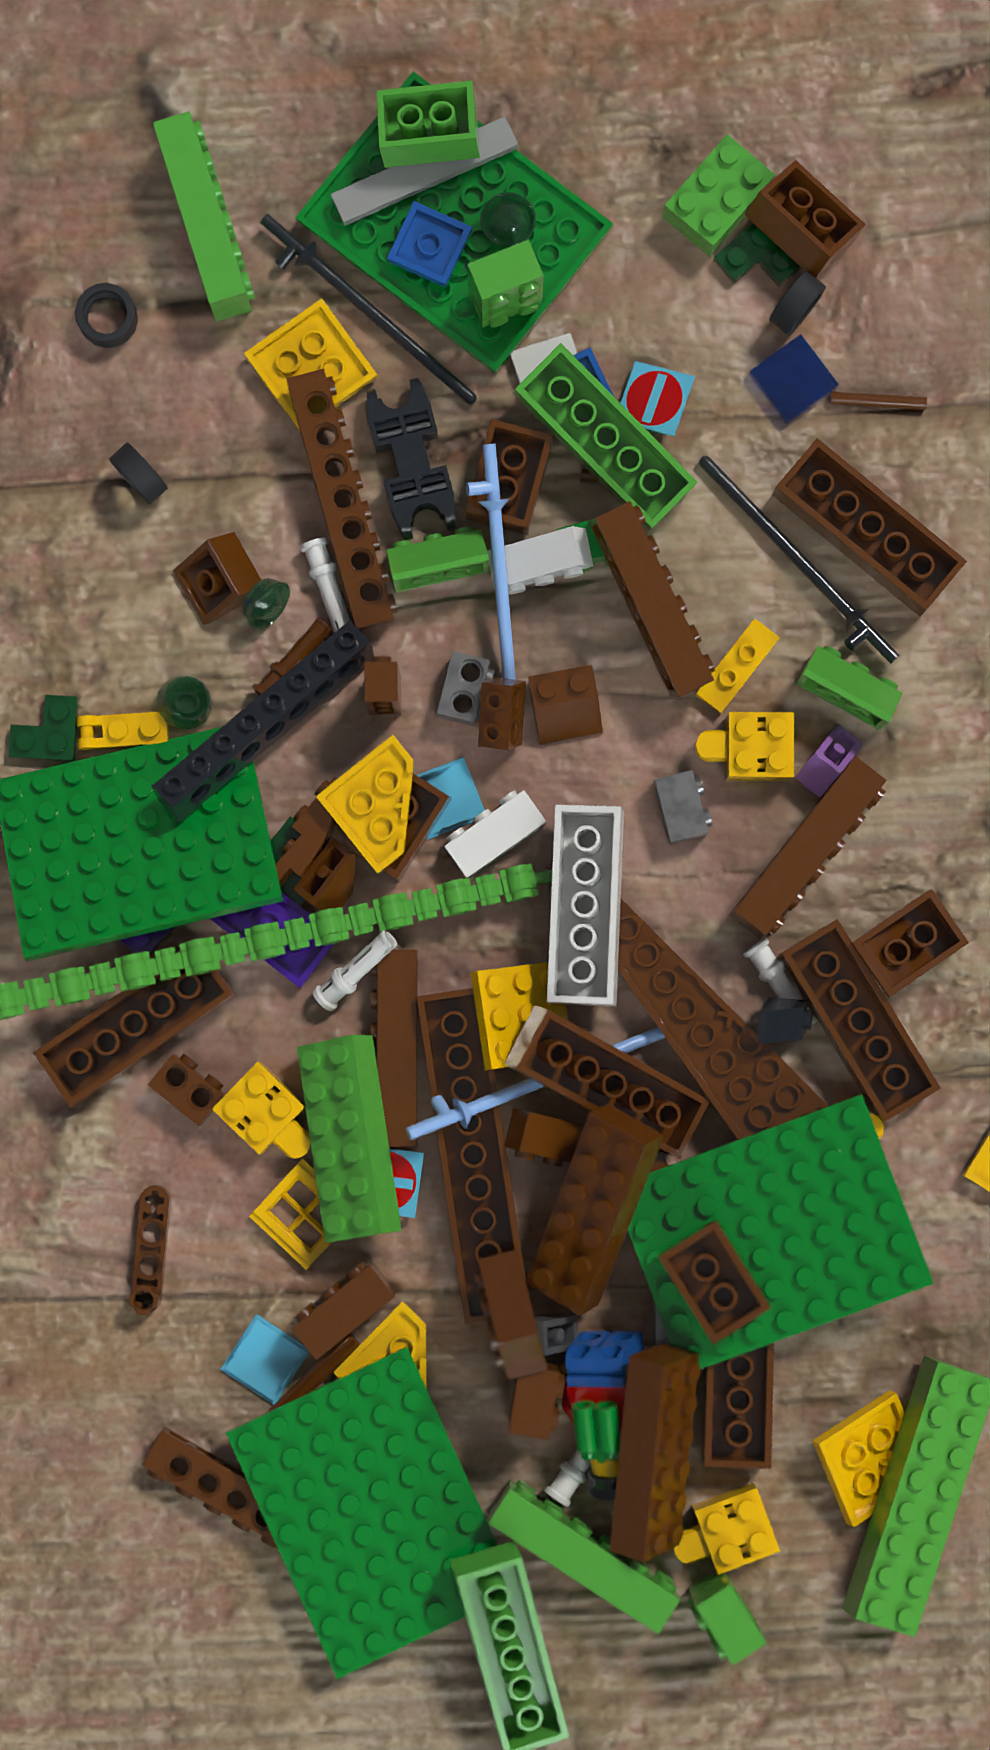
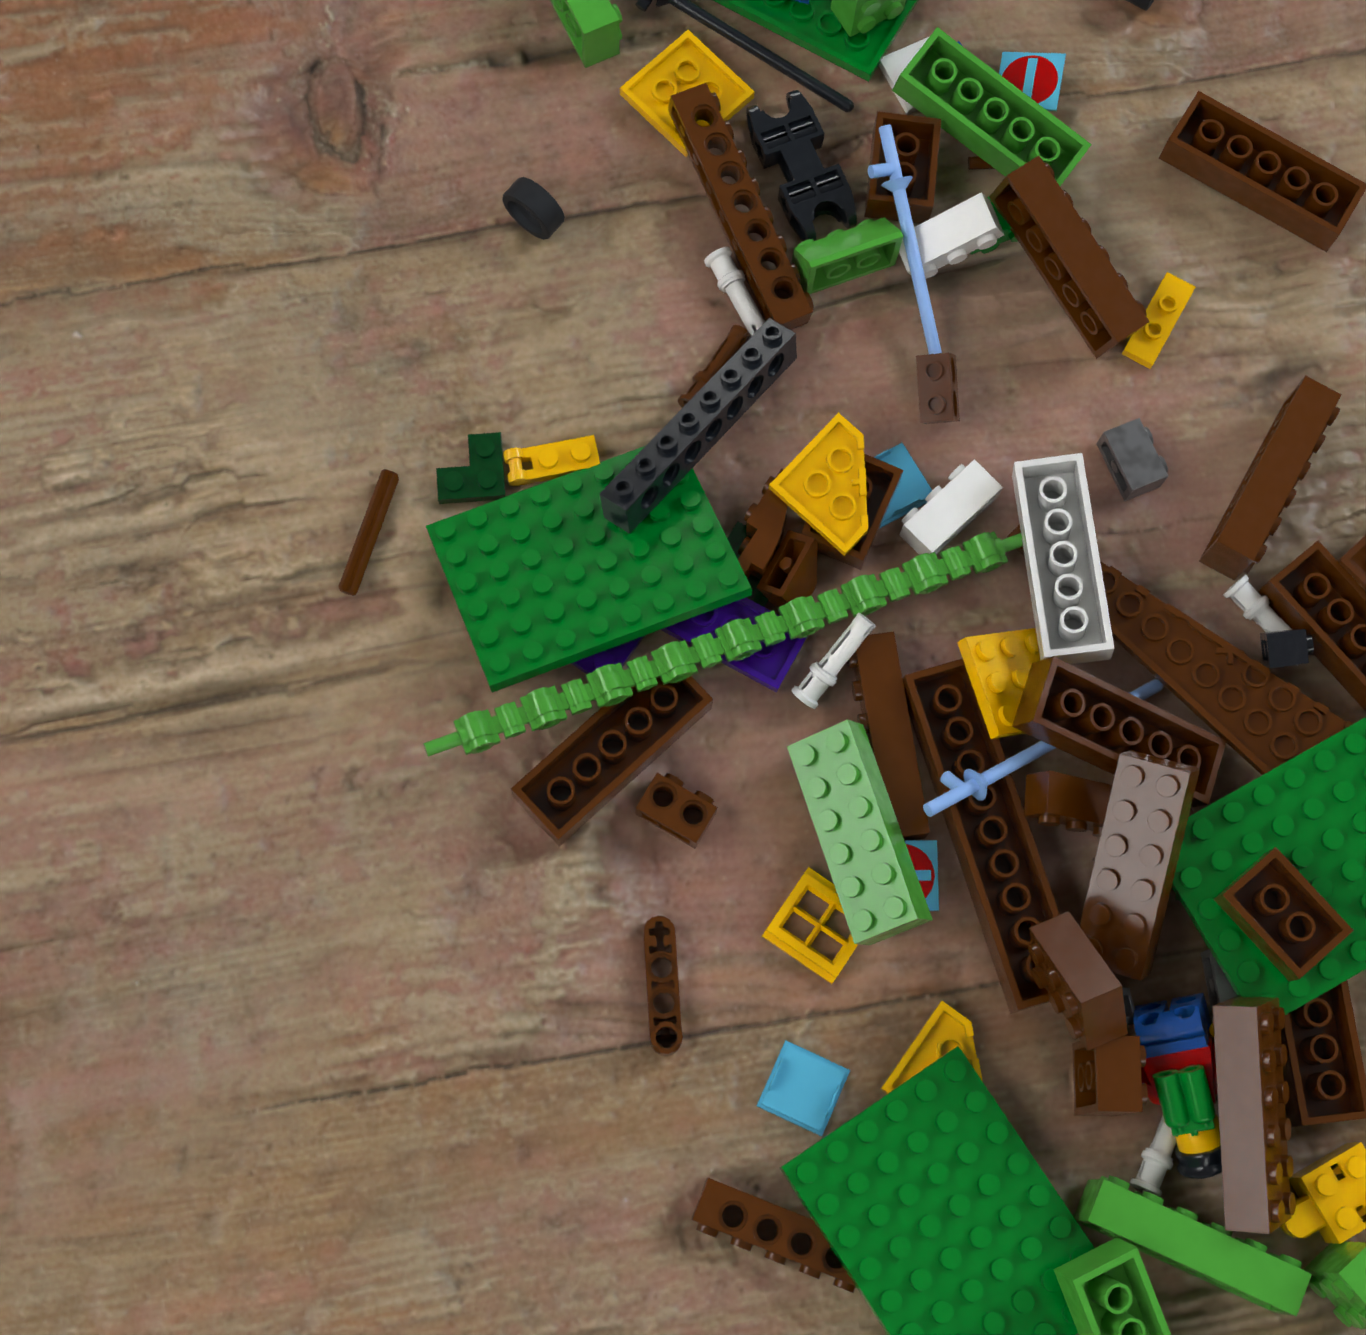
camera: 15 degrees left, 10 degrees down
(95, 293) = (471, 50): black tyre -> none
(184, 702) = (612, 423): clear green hat -> none
(217, 577) = (627, 299): reddish brown slope -> none
(263, 1114) = (765, 820): yellow brick -> none
(265, 602) = (680, 315): clear green hat -> none
(320, 1370) = (867, 1087): reddish brown axle -> none
(343, 1308) = (883, 1014): reddish brown brick -> none
(382, 686) = (816, 374): reddish brown brick -> none
(456, 687) = (889, 373): flat silver brick -> none
(565, 704) = (997, 375): reddish brown slope -> none
(752, 744) = (1192, 391): yellow brick -> none
(793, 379) = (1157, 51): clear blue tile -> none
(829, 760) = (1269, 397): medium lavender slope -> none
(850, 687) = (1276, 324): bright green slope -> none
(853, 616) = (1264, 258): black piece -> none
(878, 400) = (1242, 61): reddish brown bar -> none

